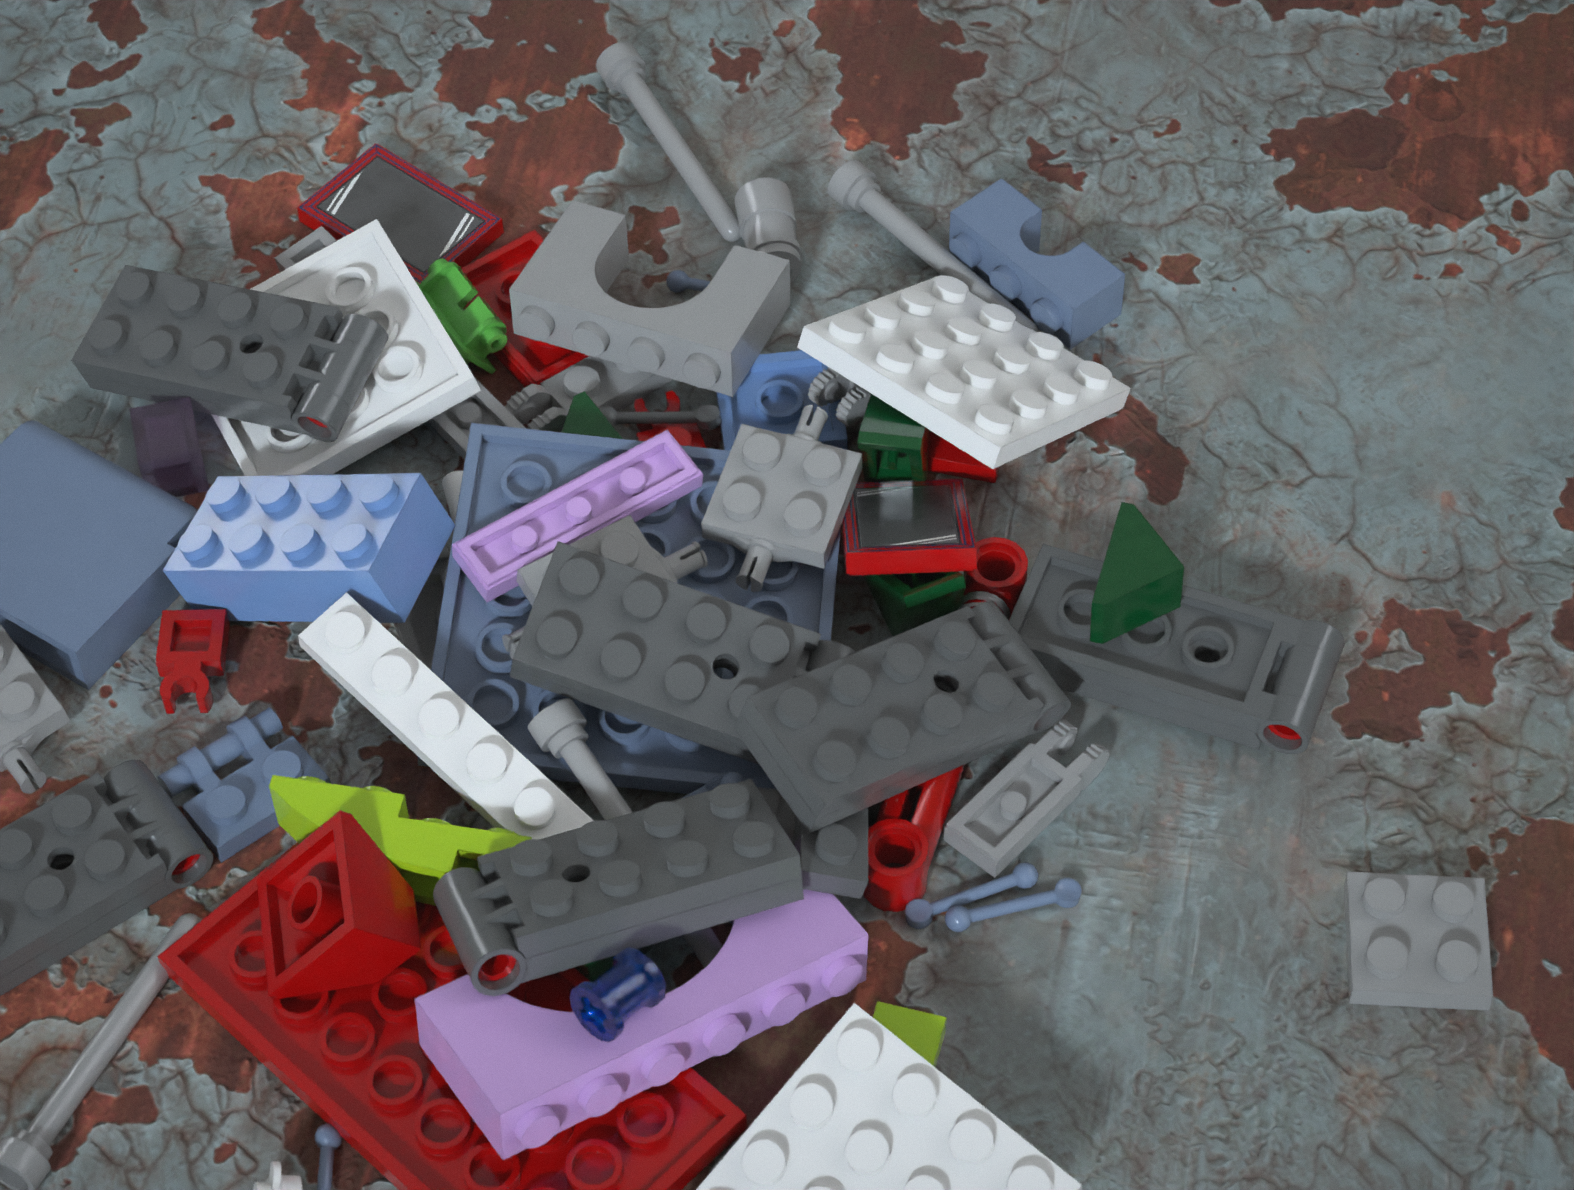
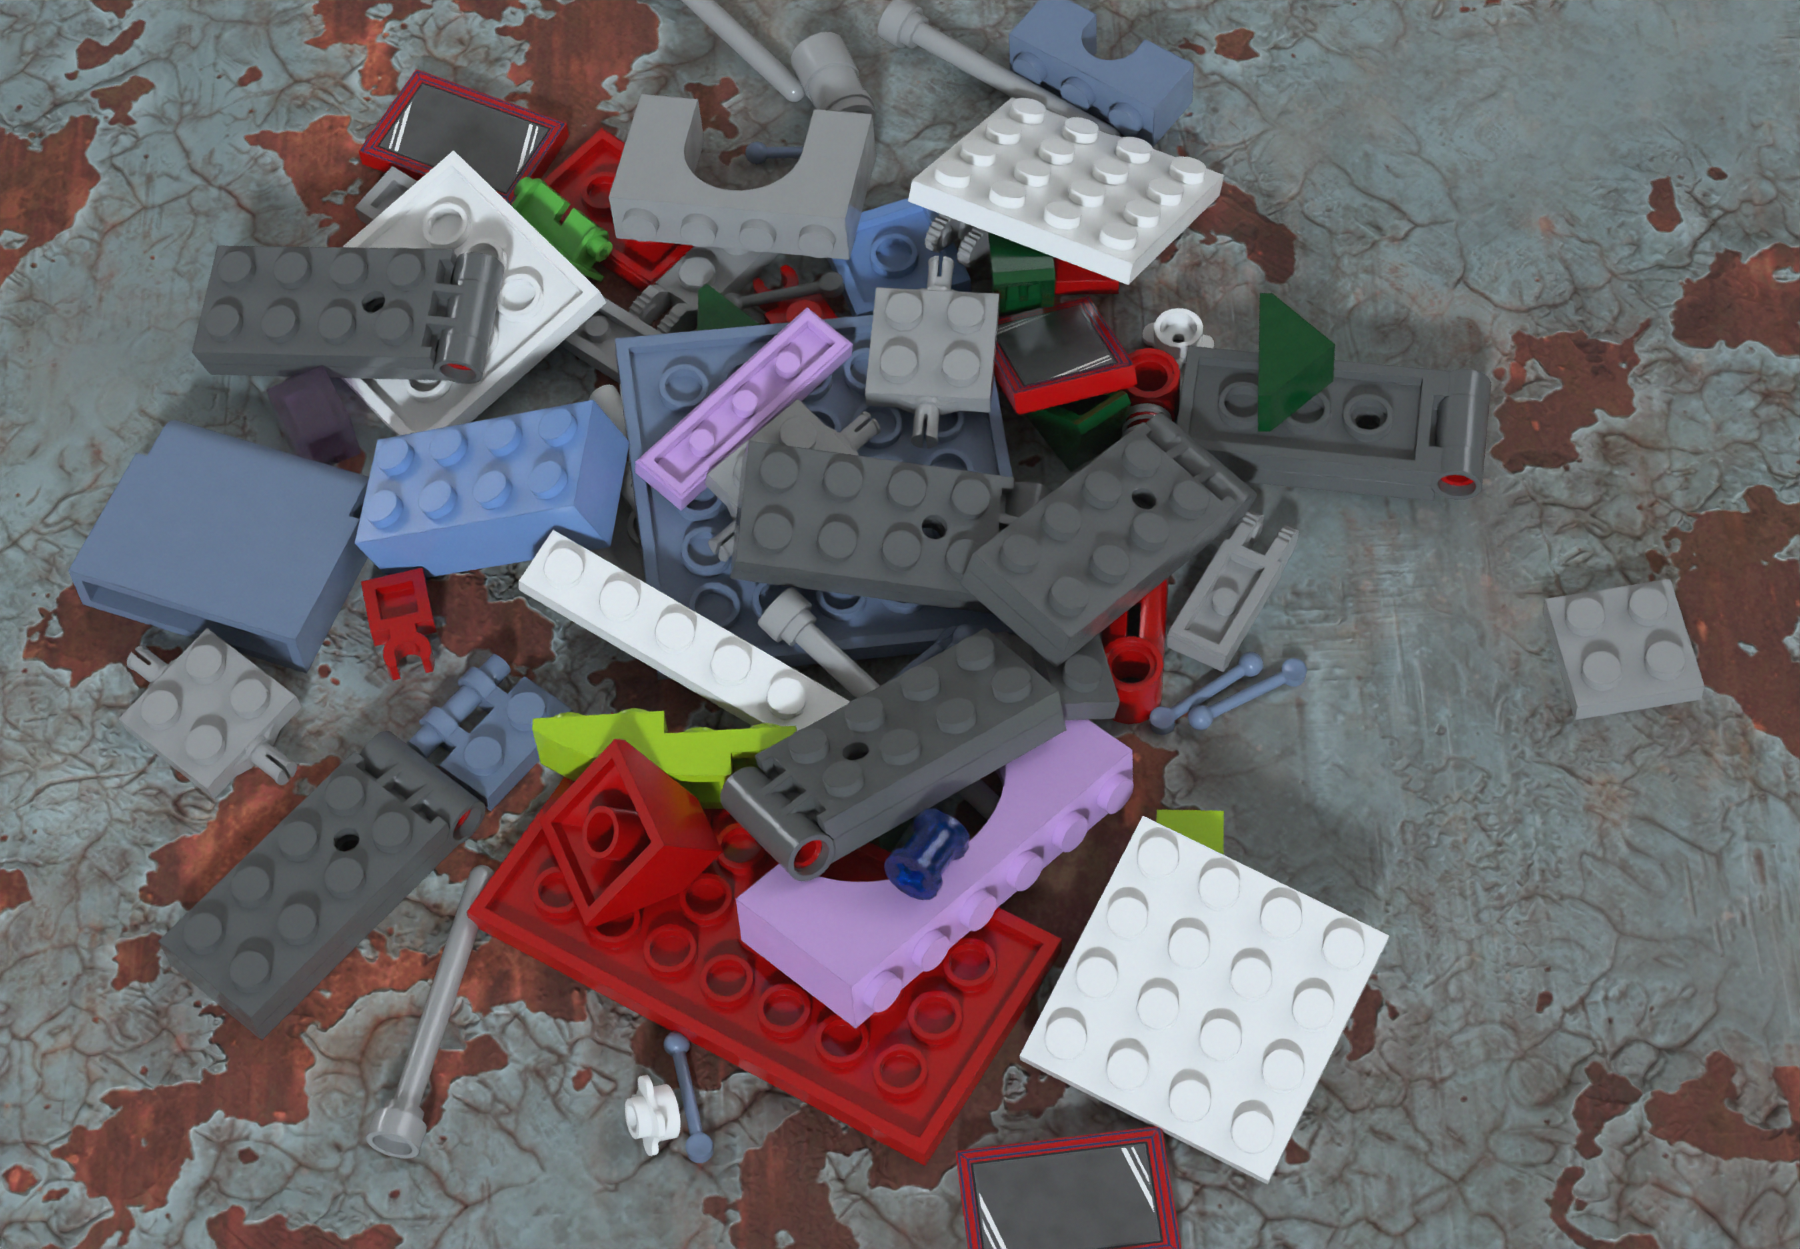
camera: 10 degrees left, 5 degrees up
(1039, 523) = (1177, 325): none -> white plate

